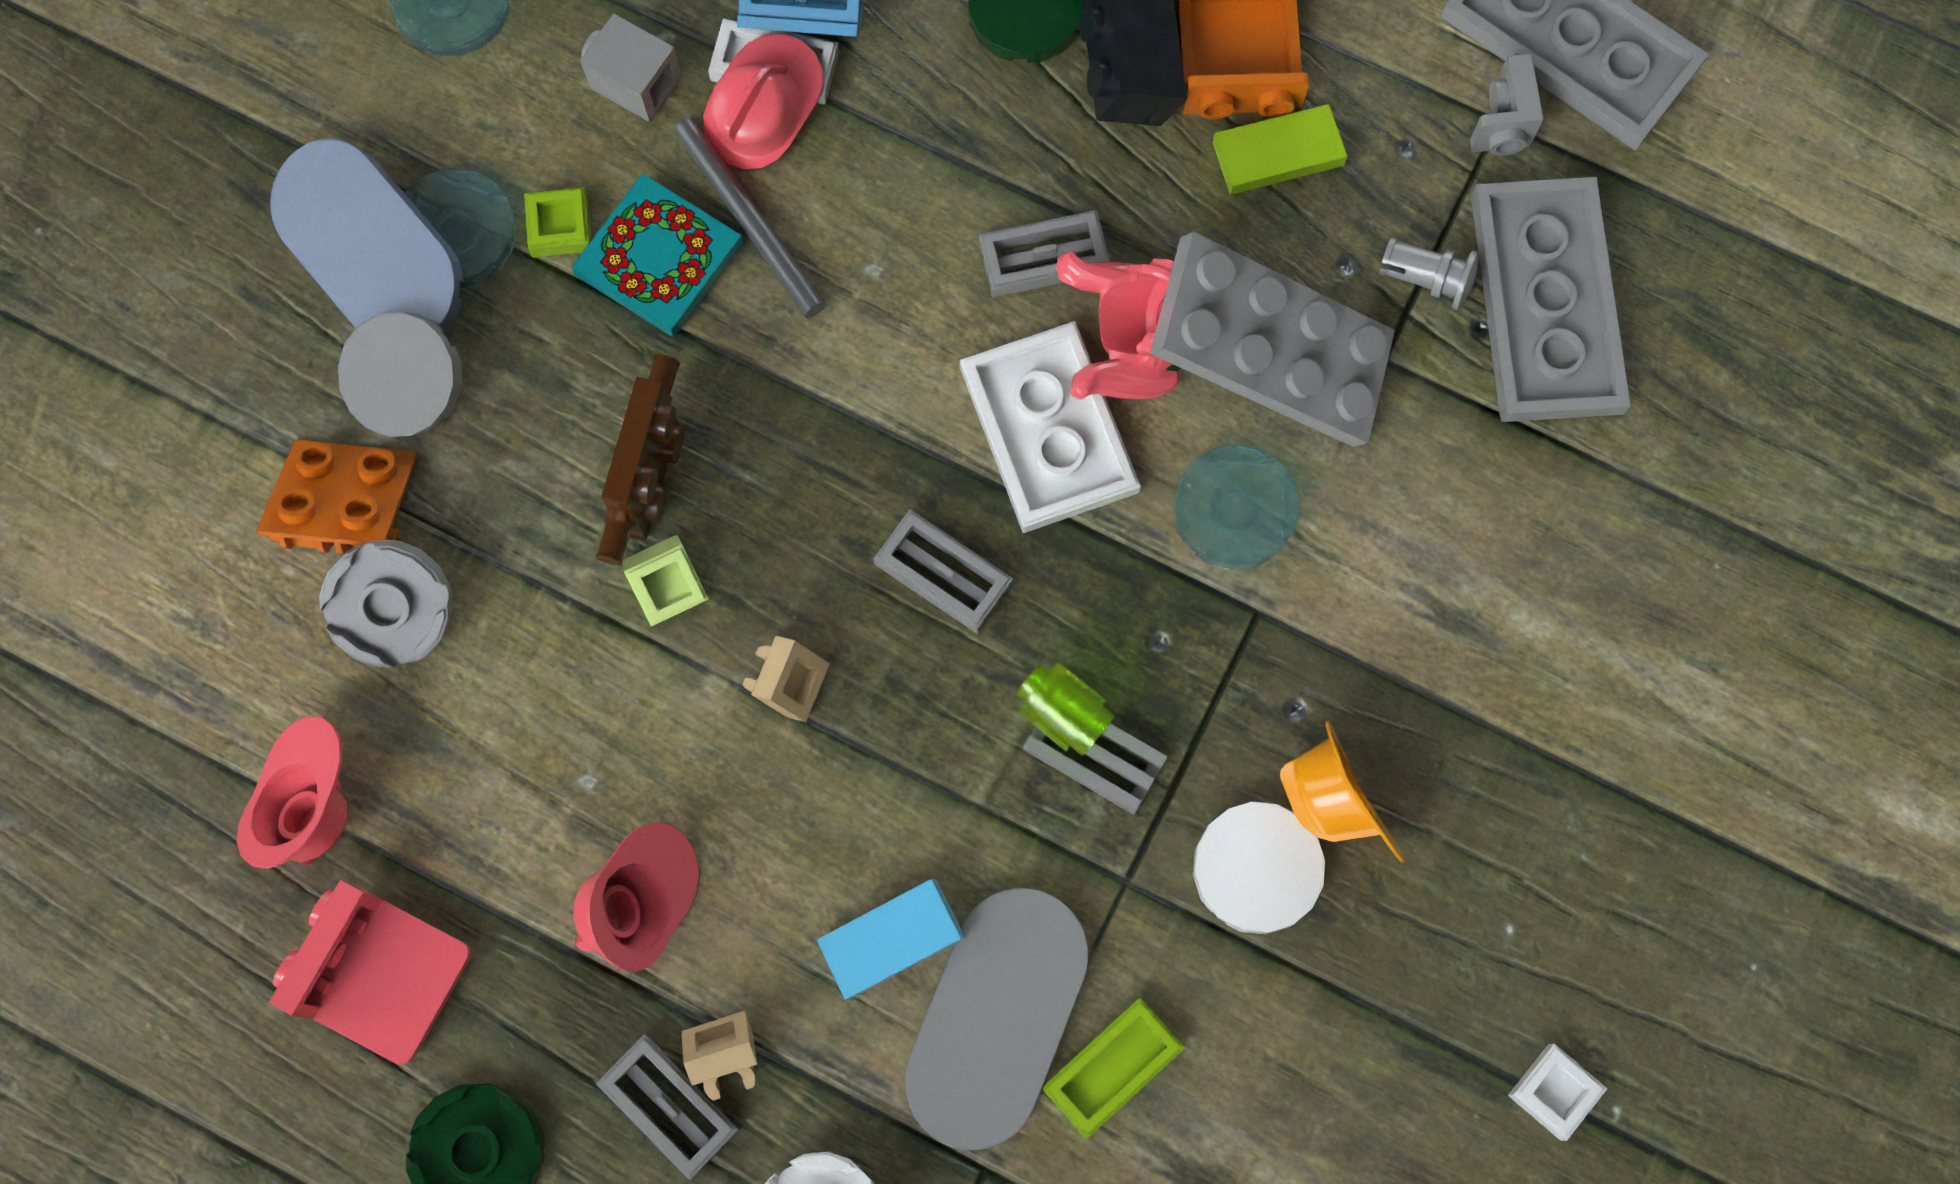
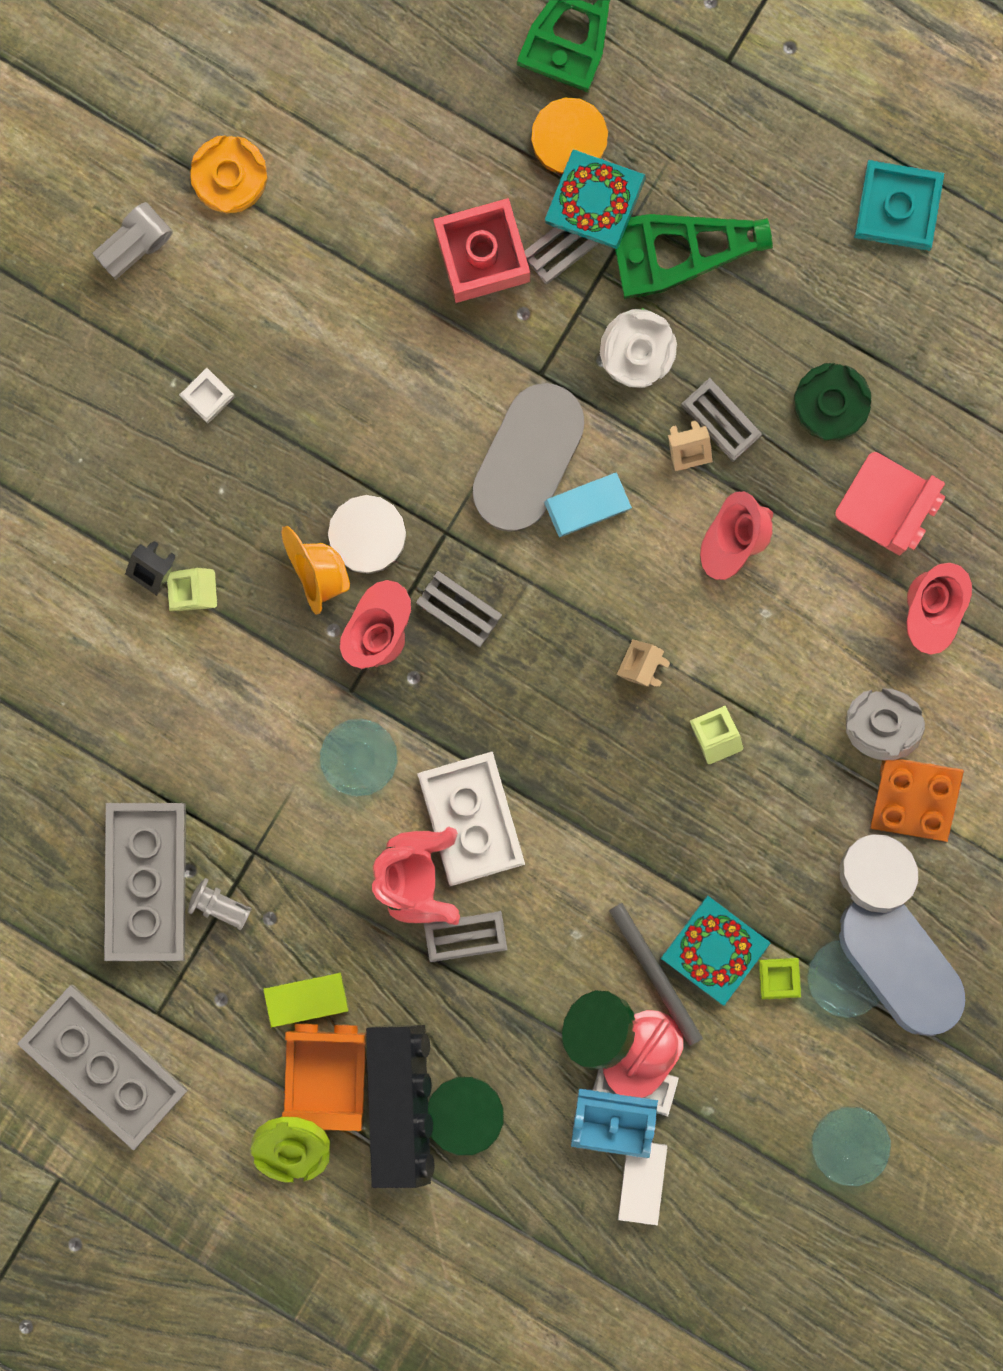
camera: 170 degrees left, 10 degrees up
(630, 67) = (730, 1082): light grey brick -> none
(643, 450) = (719, 816): reddish brown plate -> none
(831, 119) = (598, 1030): none -> dark green tile
(986, 602) = (517, 708): light grey tile -> none
(1064, 707) = (476, 631): clear neon green brick -> none
(1112, 1068) = (463, 425): lime tile -> none
(1230, 704) = (377, 626): none -> coral piece
(1272, 340) = (327, 853): light grey plate -> none
(1514, 110) = (149, 1020): light grey bracket -> none
(1536, 758) = (192, 589): none -> yellowish green slope
(1615, 781) = (149, 568): none -> black tile

